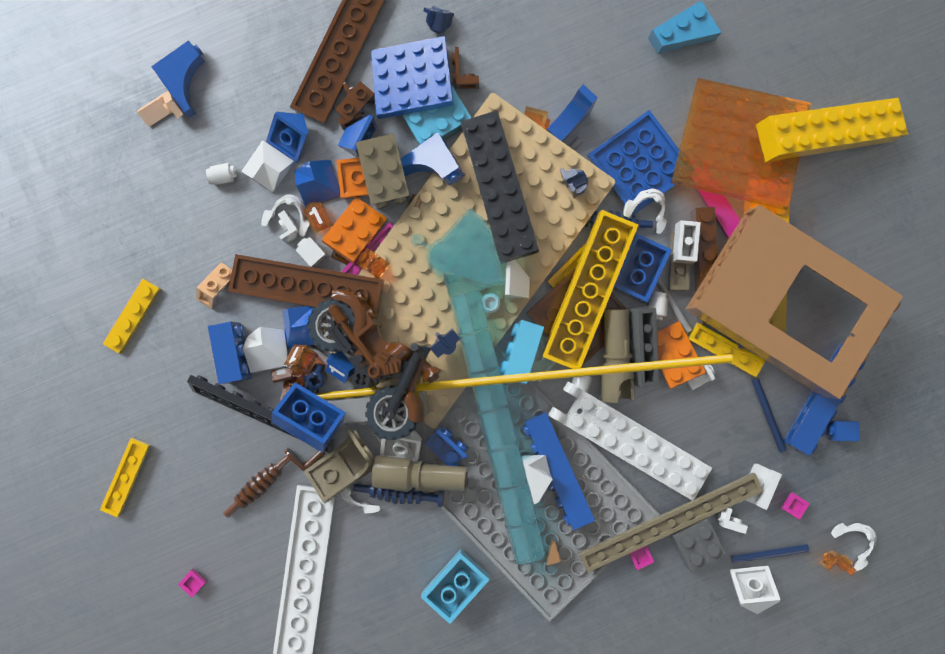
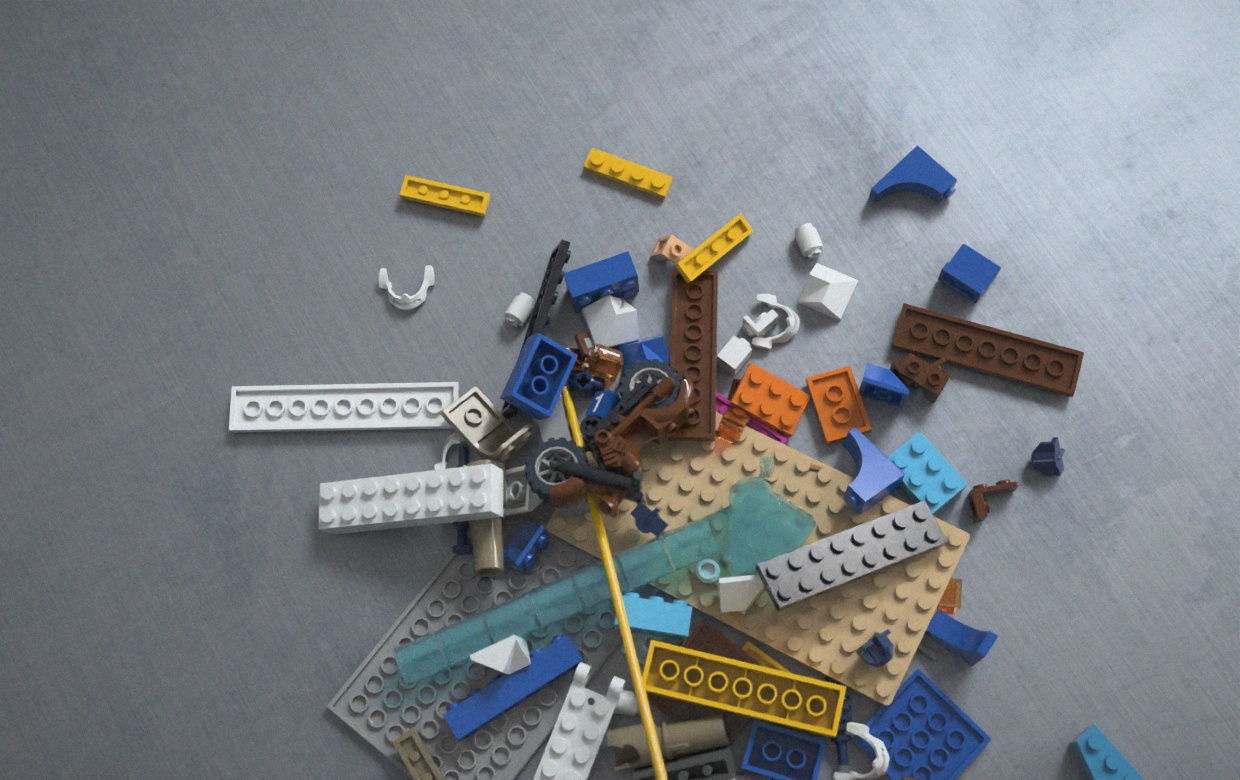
camera: 90 degrees right, 15 degrees down
(159, 109) = (870, 162): light nougat bracket -> none
(192, 583) = (333, 286): dark pink plate -> none
(214, 253) = (713, 248): none -> yellow plate
(217, 521) = (407, 301): none -> white helmet
(241, 425) = (519, 309): none -> white brick
(262, 481) = (460, 344): reddish brown piece -> none
(272, 48) = (969, 273): none -> blue bracket
(288, 134) = (870, 306): blue slope -> none
(317, 182) = (819, 348): blue slope -> none
(317, 216) = (778, 355): clear orange brick -> none
(383, 170) = (844, 417): dark tan bracket -> none
(396, 536) = (411, 499): none -> white brick
(411, 77) = (967, 436): plate -> none
(455, 586) = (359, 582): medium azure brick -> none
(553, 554) = (411, 696): medium nougat slope -> none

